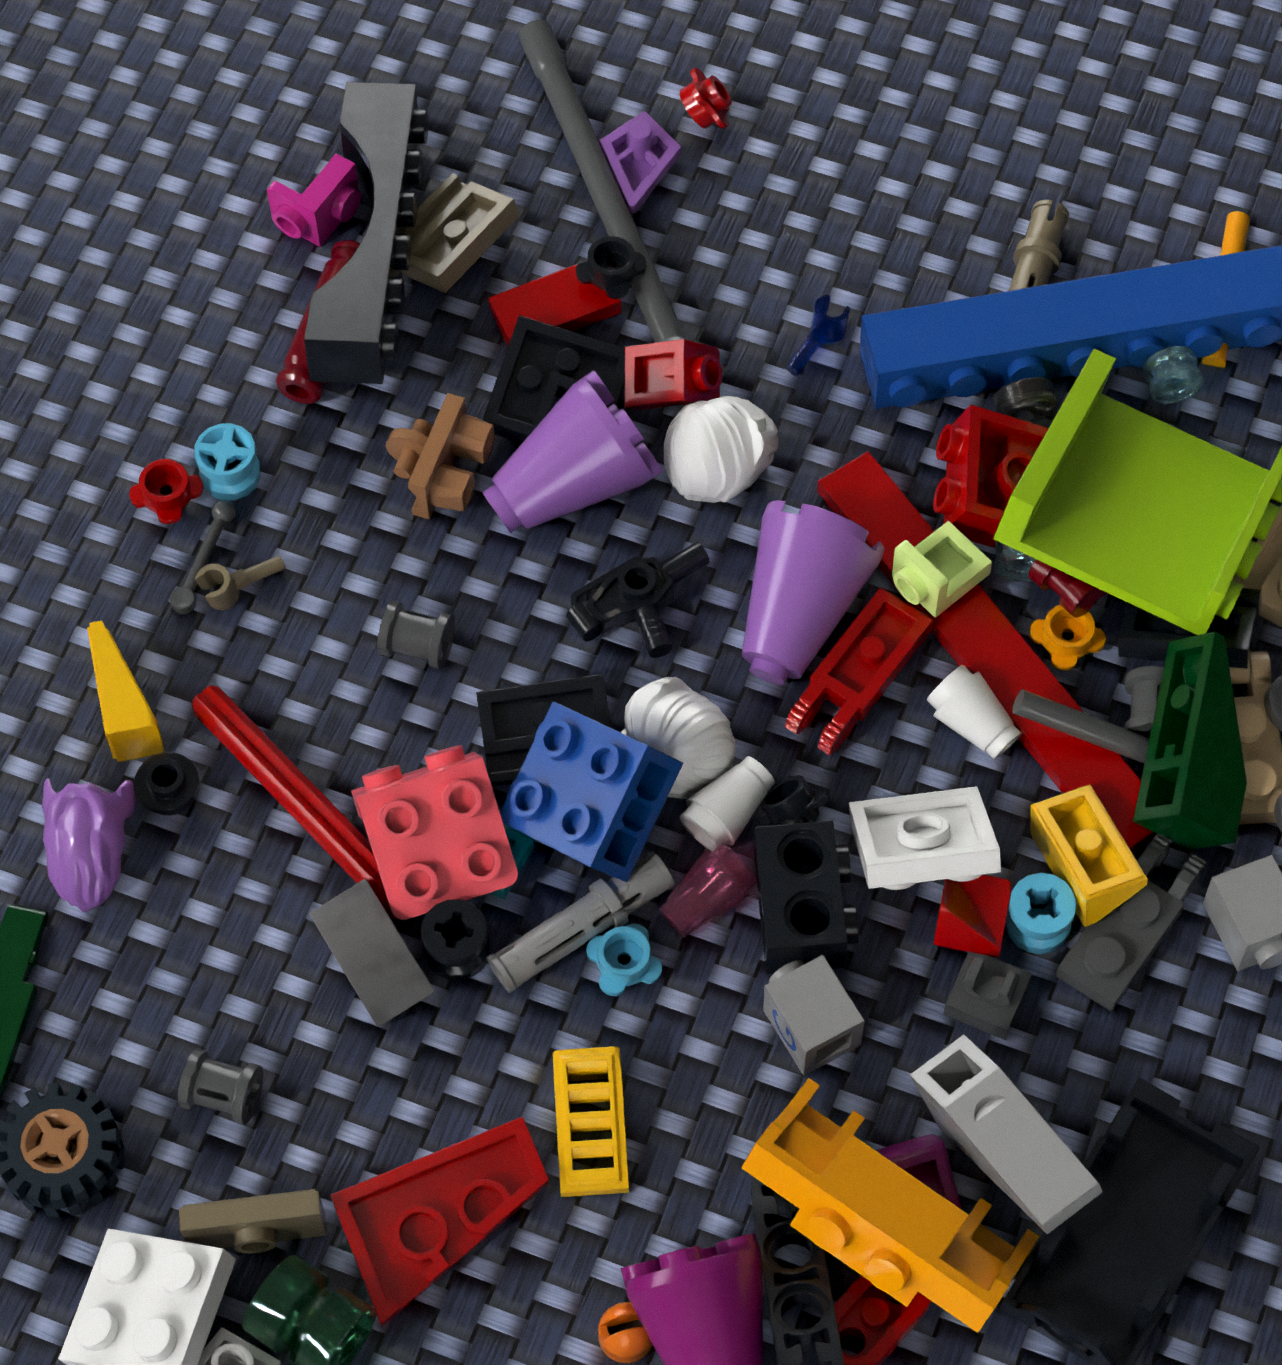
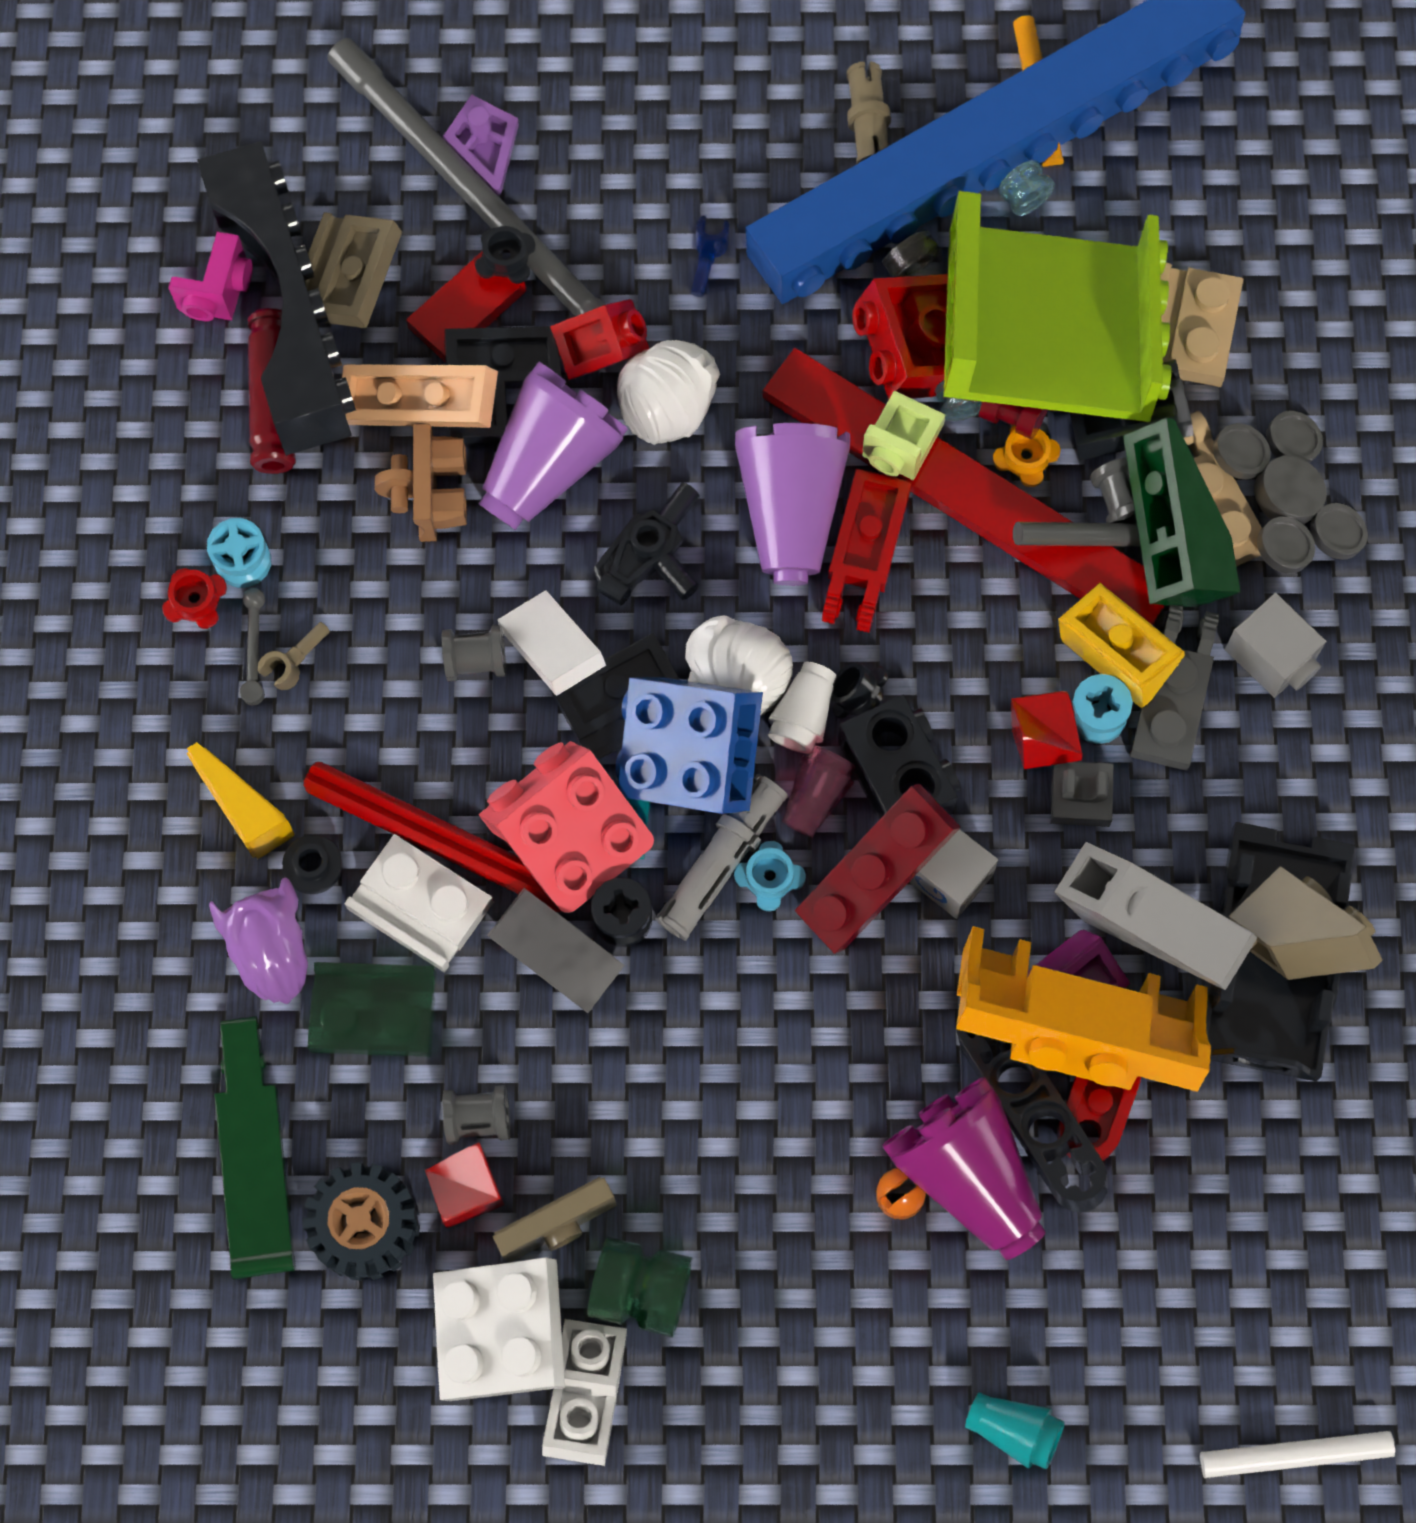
camera: 20 degrees left, 10 degrees up
(164, 947) = (372, 1009): none -> clear green plate
(178, 1155) = (464, 1186): none -> red slope
(257, 859) = (419, 902): none -> white plate
(436, 1210) = (702, 1152): red wing -> none
(467, 367) = (421, 395): none -> light nougat plate
(496, 650) = (551, 642): none -> white tile
(590, 1065) = (780, 978): yellow slope -> none
(706, 100) = (523, 66): red plate -> none
(733, 984) = (877, 868): none -> dark red plate
(924, 838) = (982, 680): white plate -> none
(974, 712) = (977, 552): white cone -> none
(1160, 1206) = (1304, 931): none -> dark tan slope

